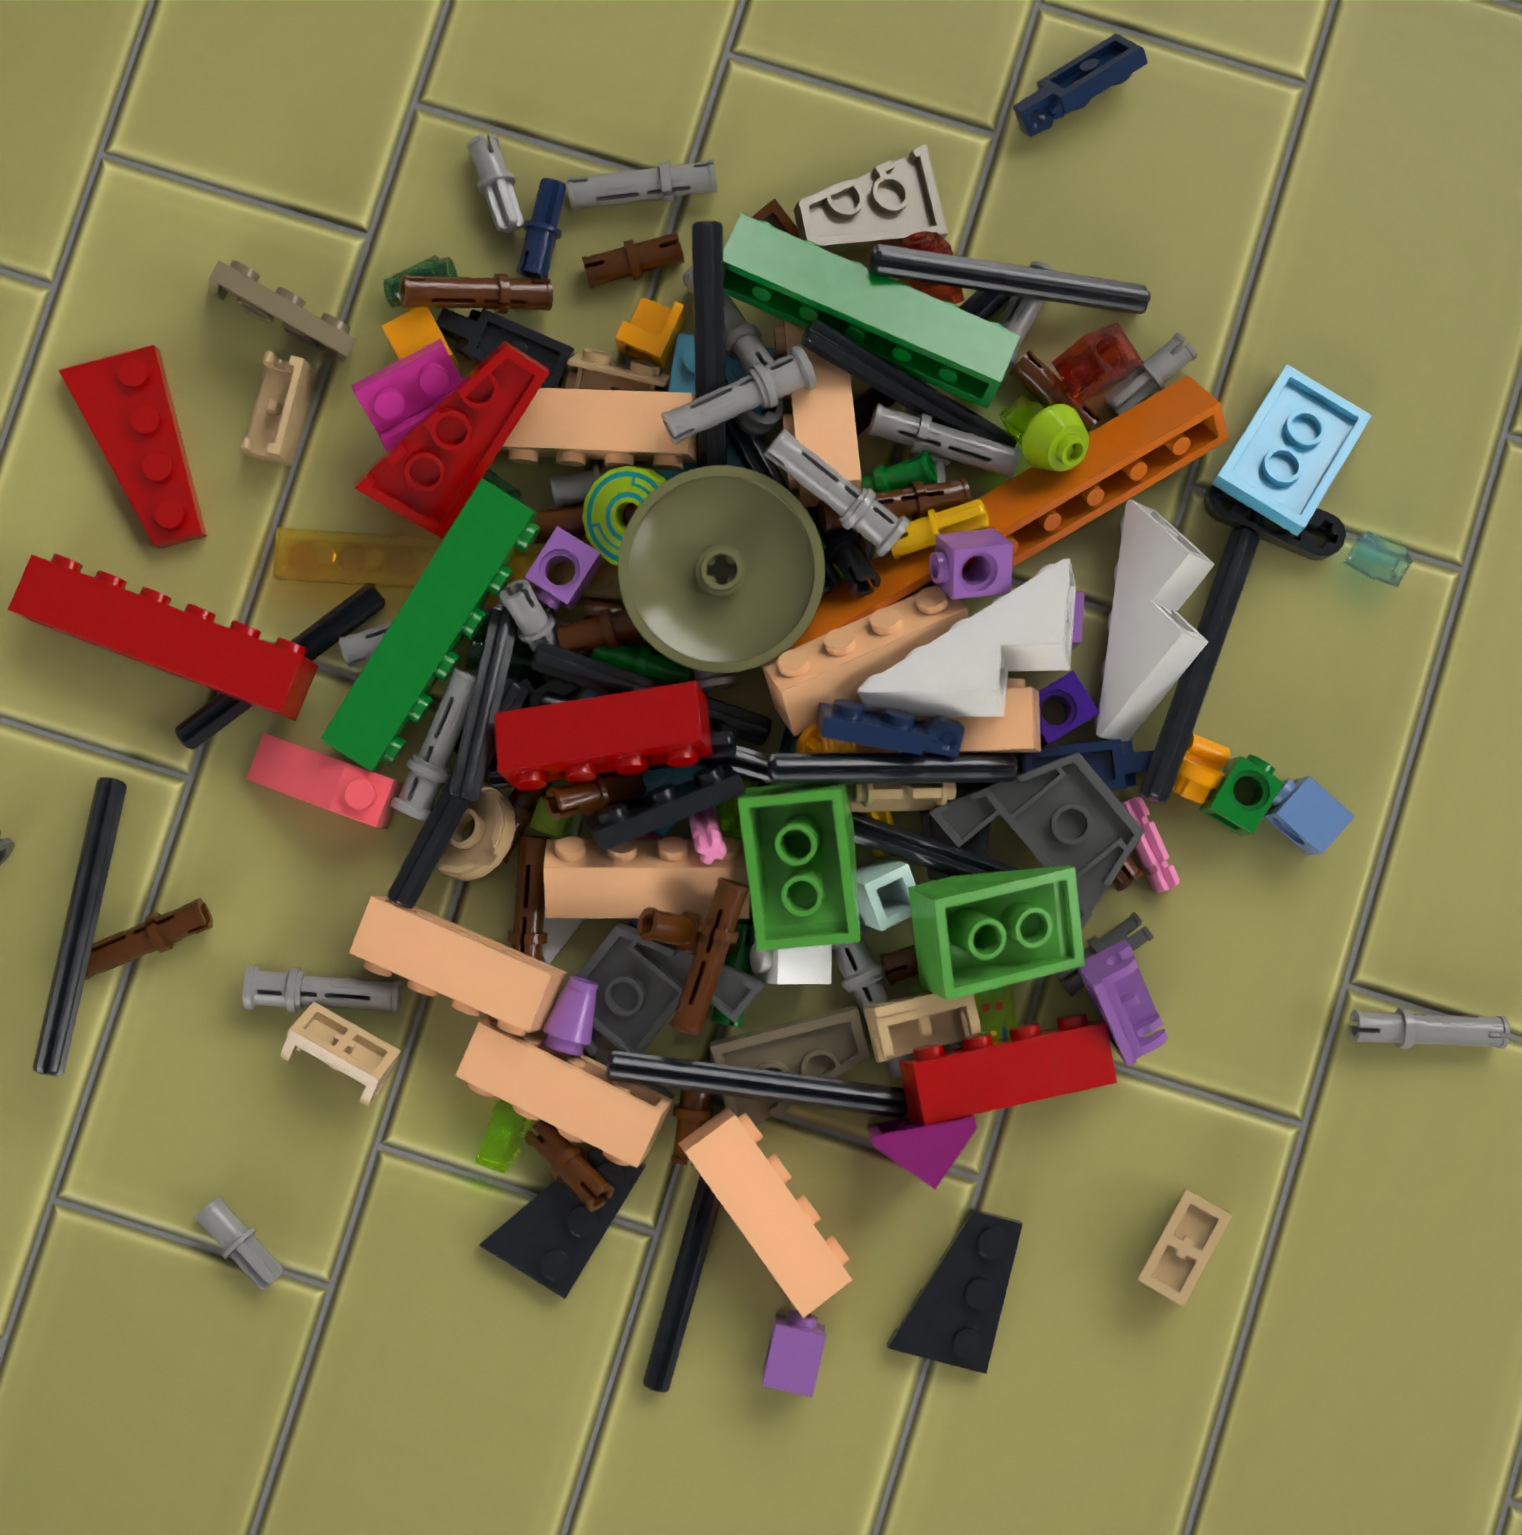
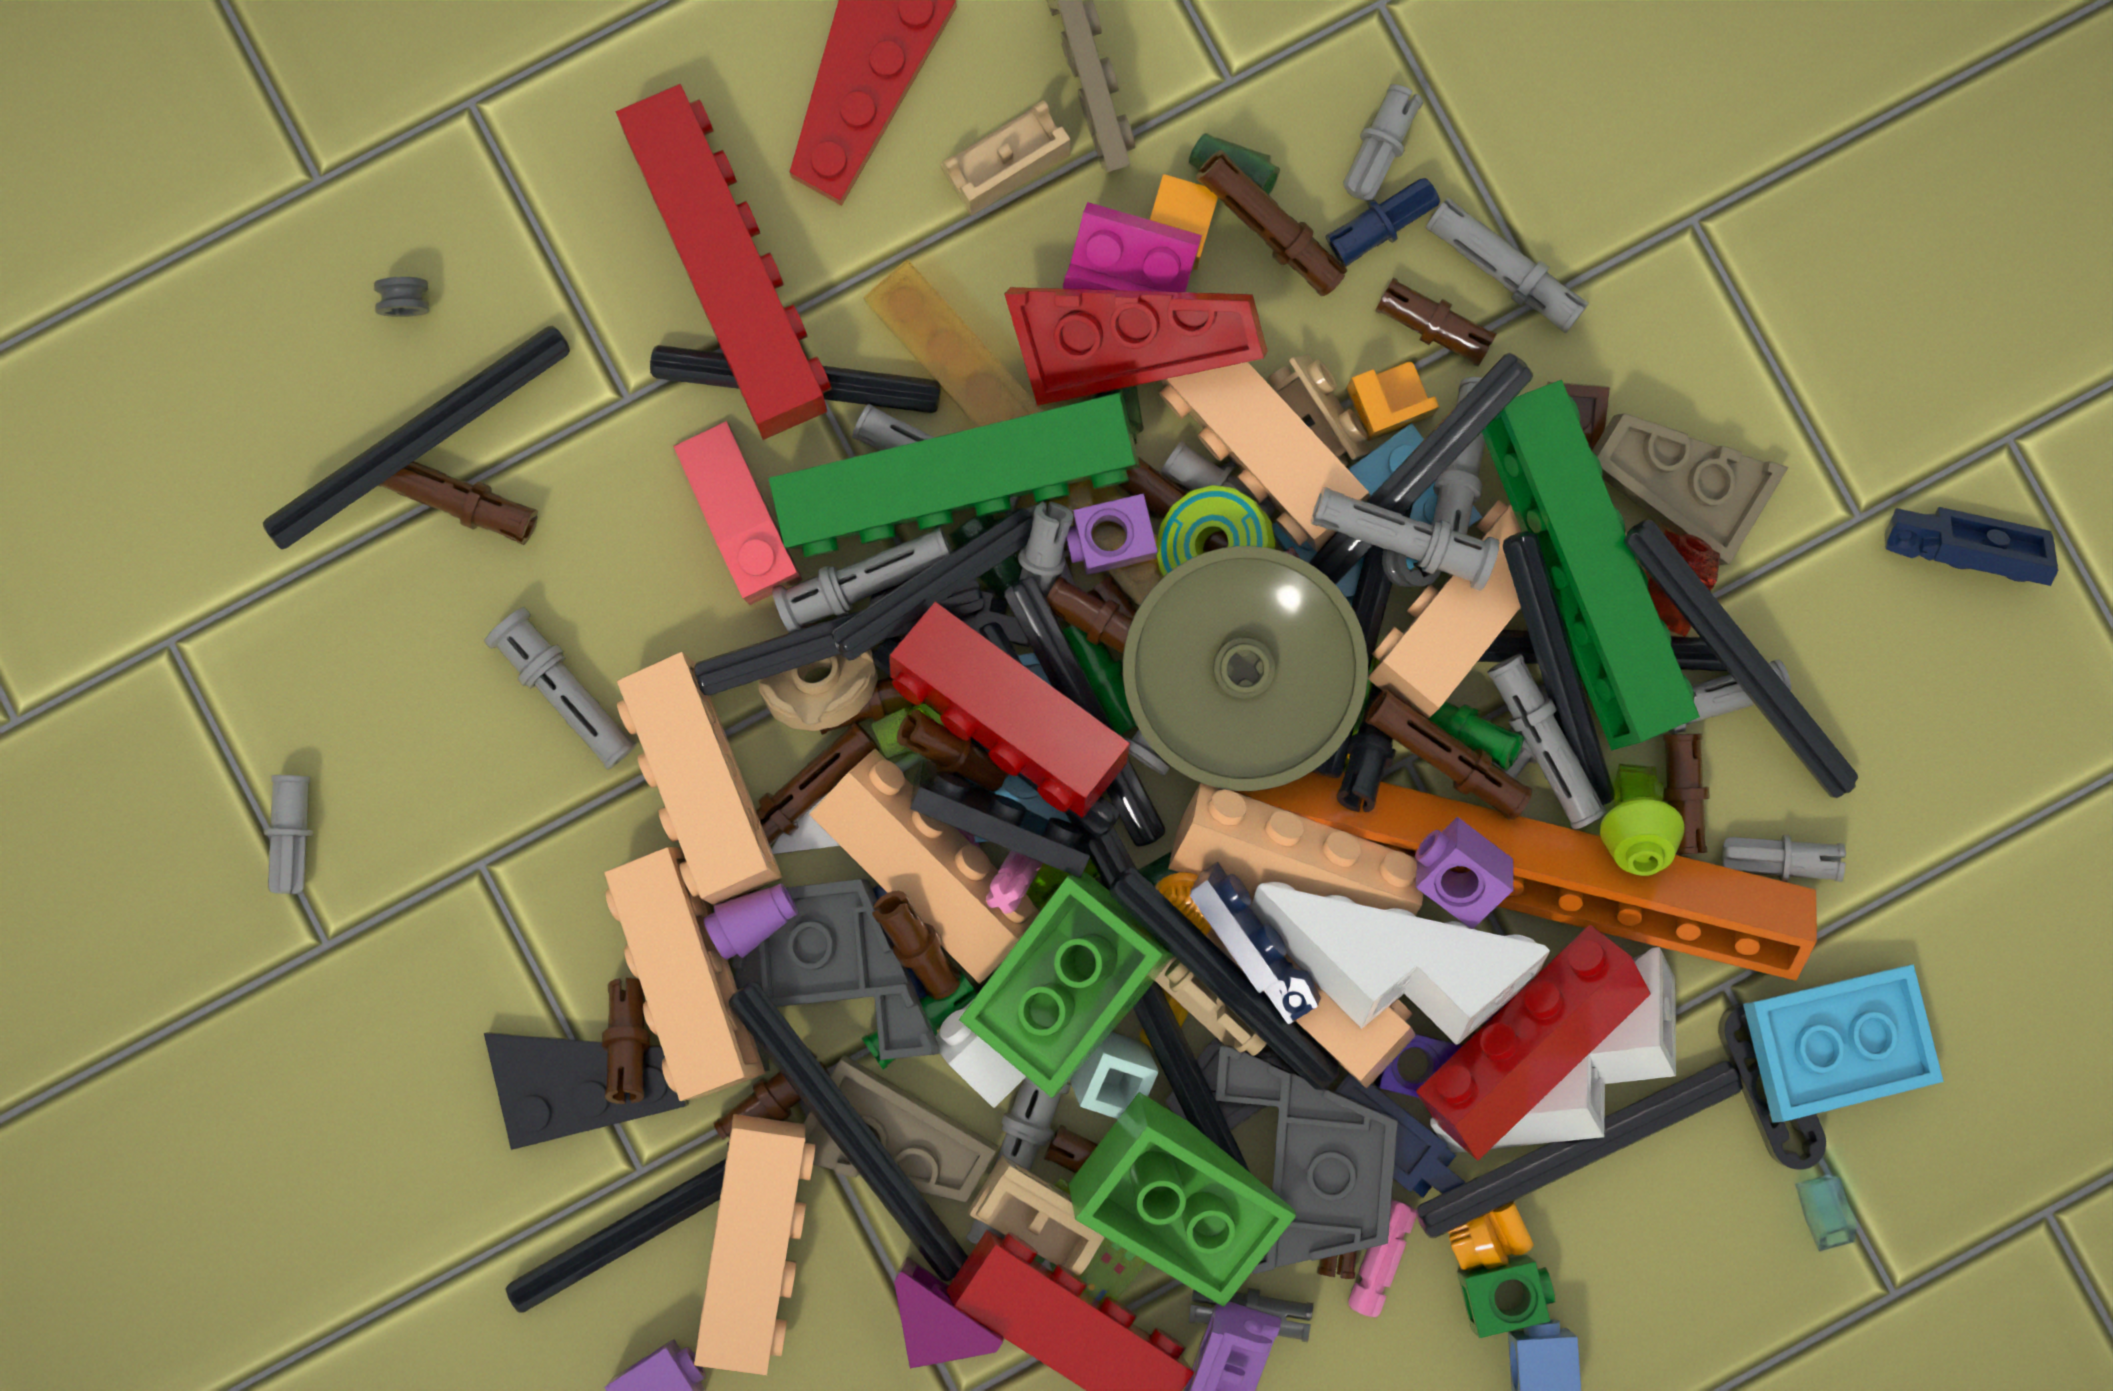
camera: 45 degrees right, 0 degrees up
(343, 1048) = (533, 756): tan hinge -> none
(485, 331) = (1246, 267): black hinge -> none
(501, 1138) = (591, 961): clear neon green piece -> none
(710, 954) = (936, 973): reddish brown pin -> none
(855, 506) = (1410, 724): light grey pin -> none
(922, 531) = (1449, 802): yellow axle -> none
(1097, 362) = (1748, 802): clear red brick -> none
(1112, 625) = (1534, 1042): none -> red brick

